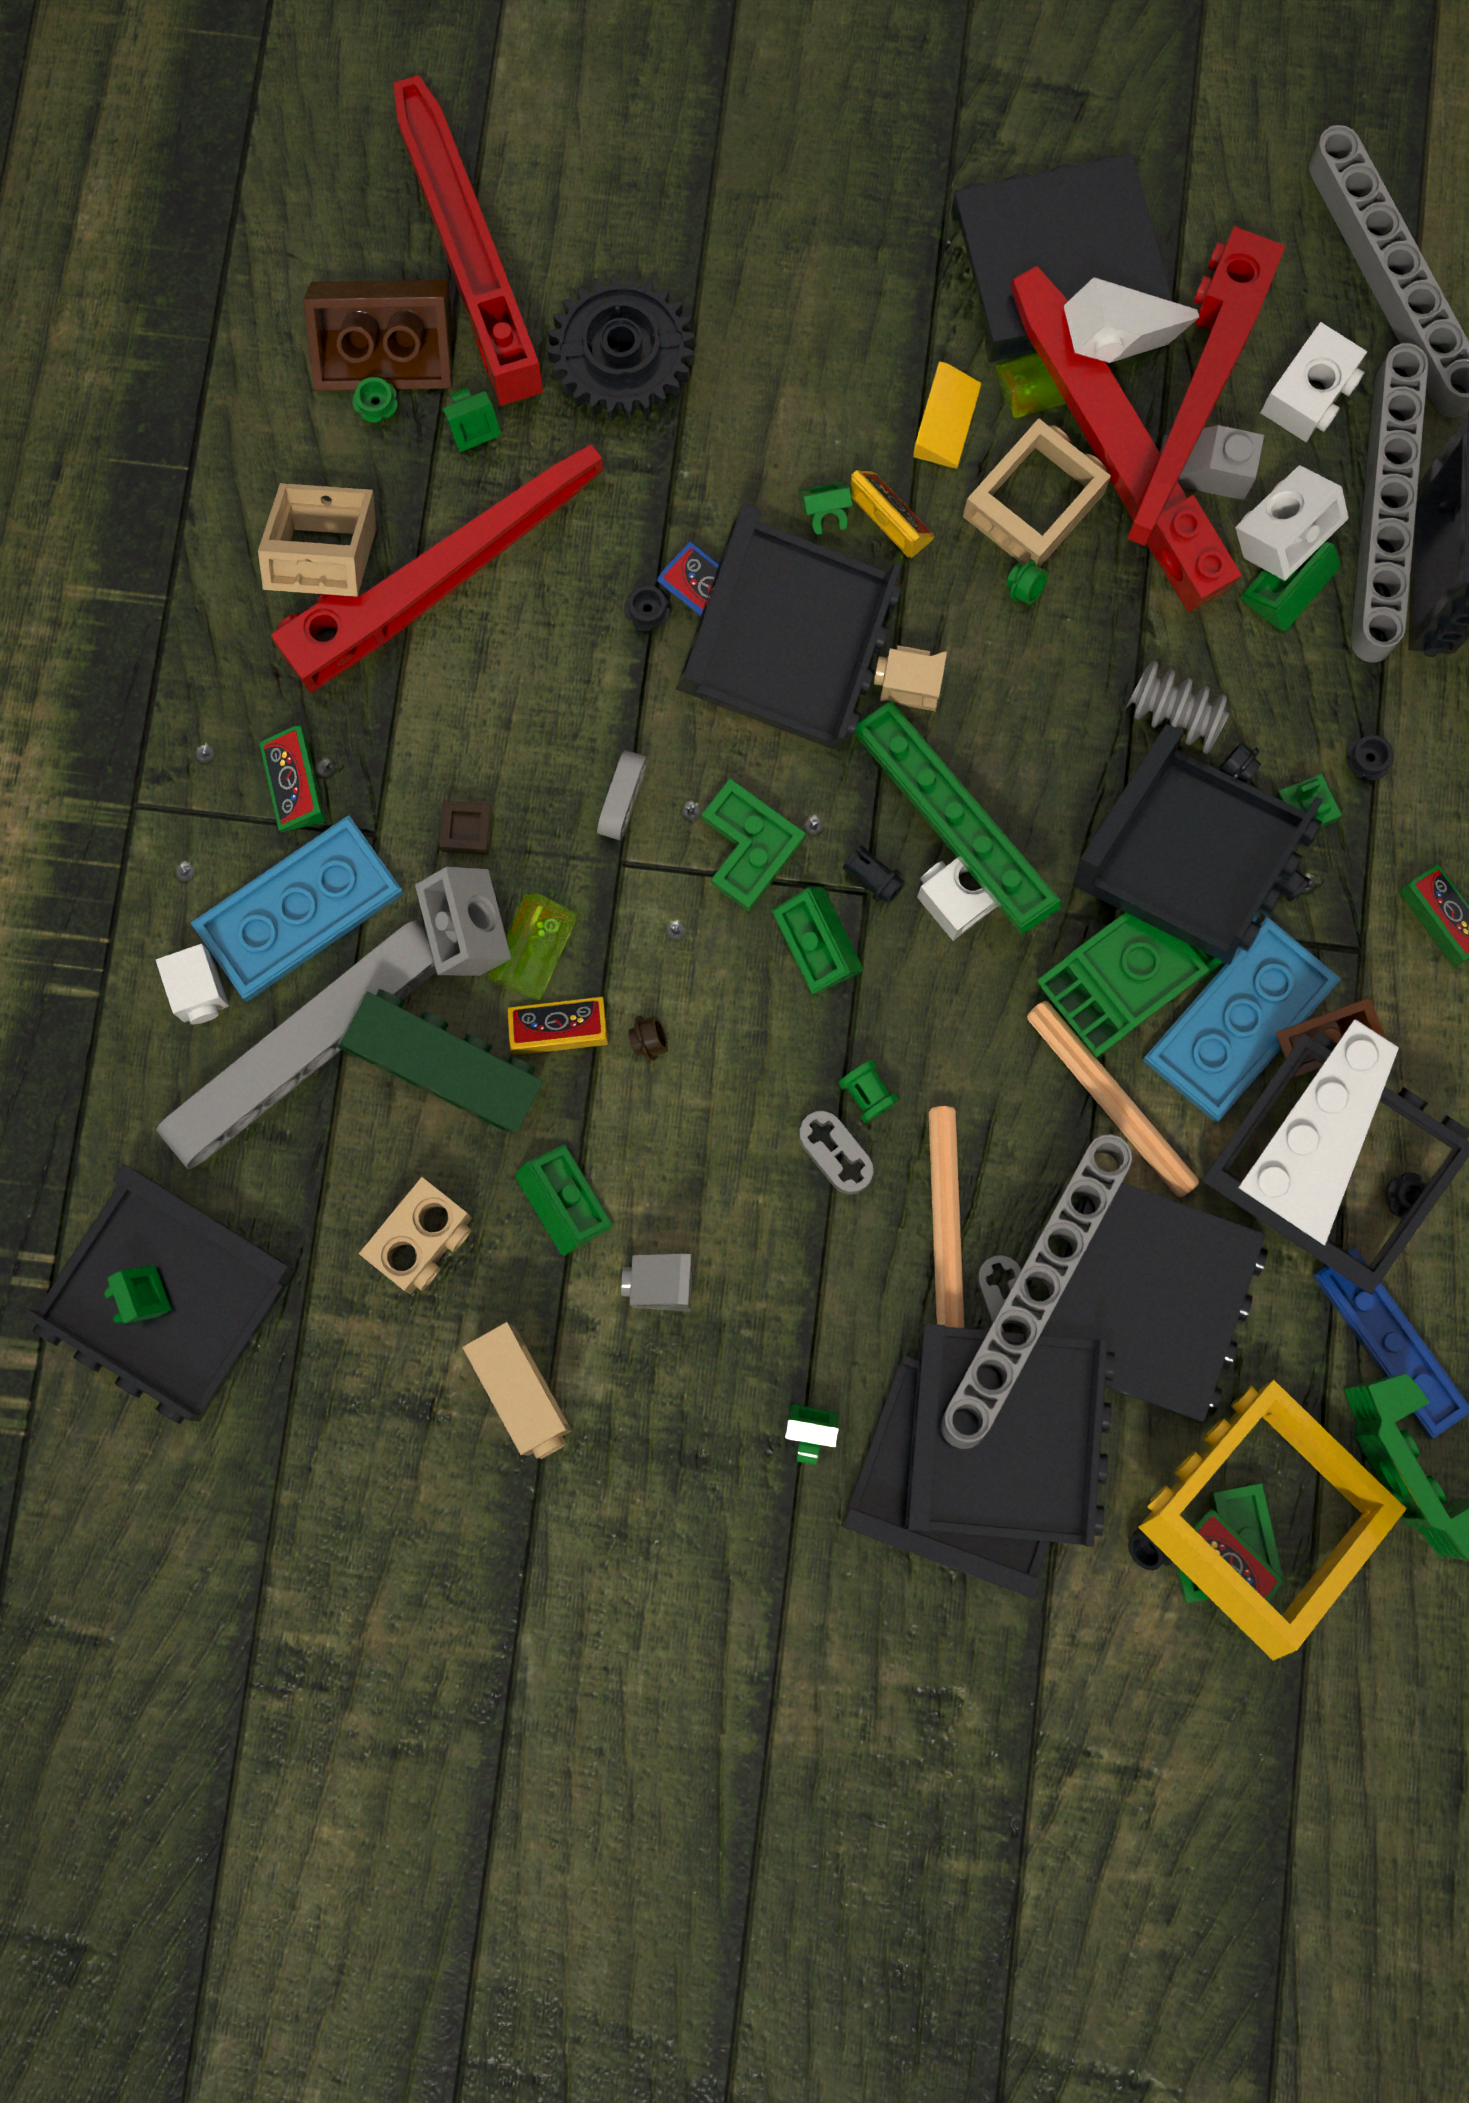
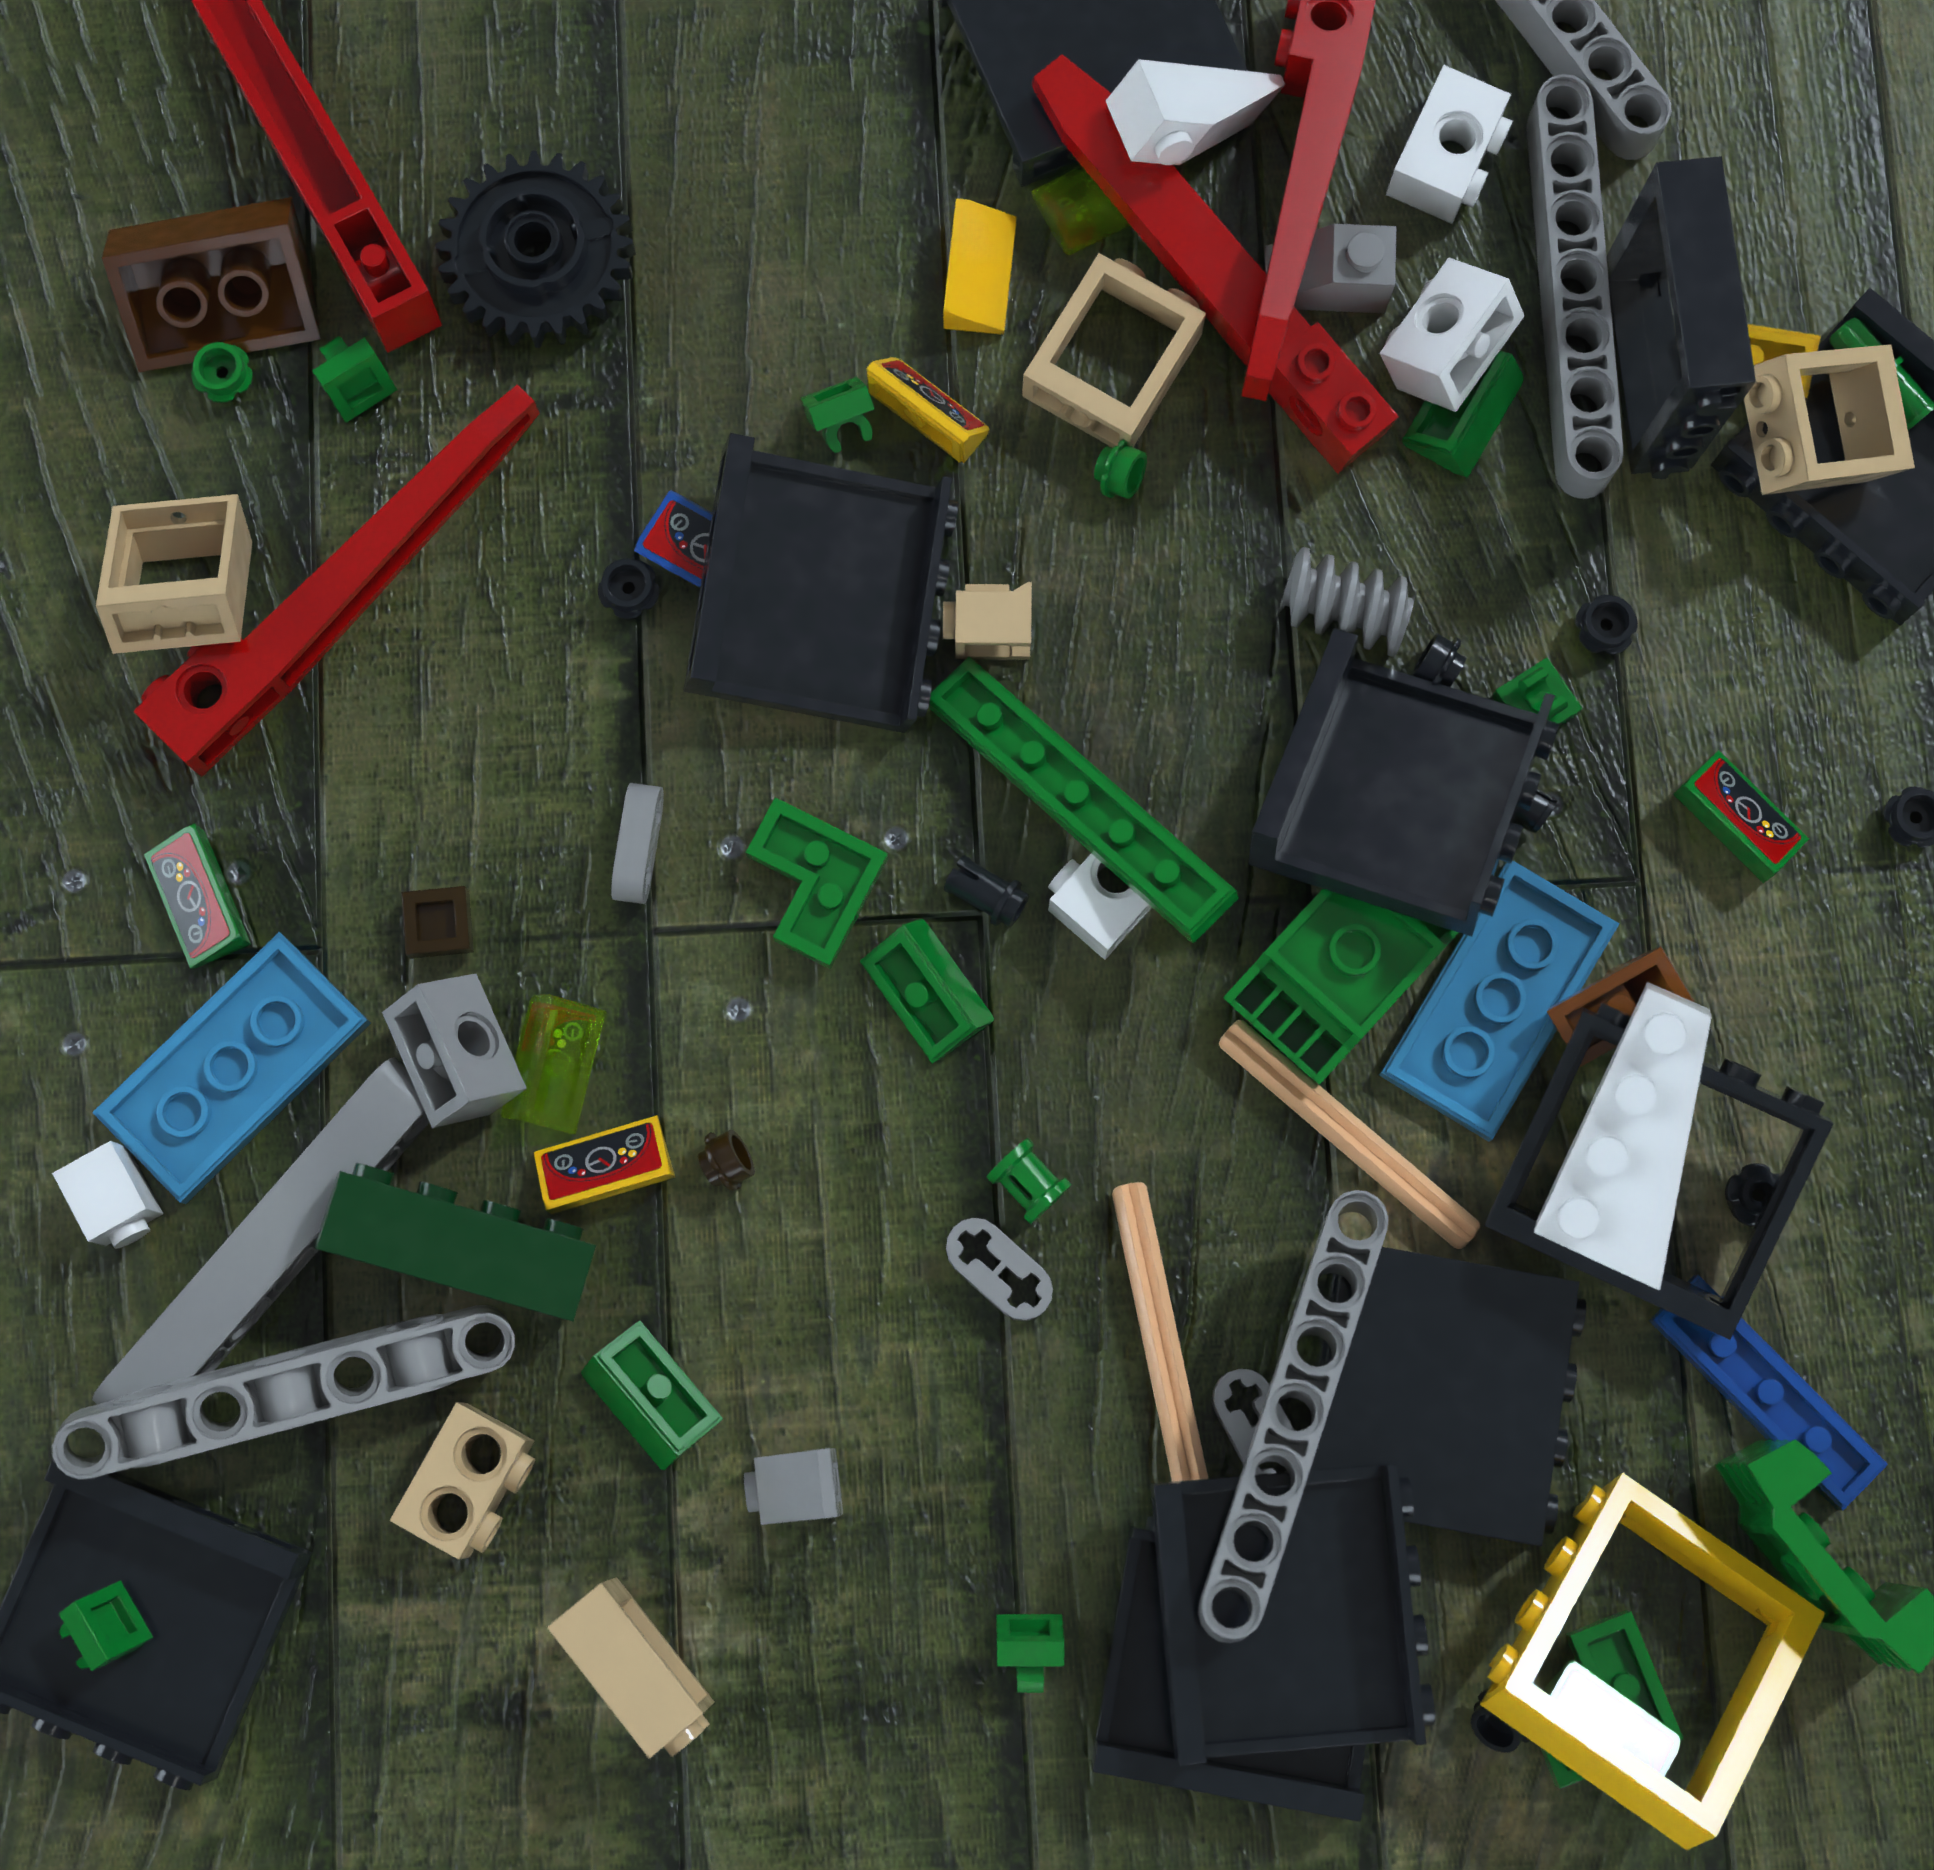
camera: 10 degrees left, 0 degrees up
(297, 1146) = (282, 1391): none -> light grey beam

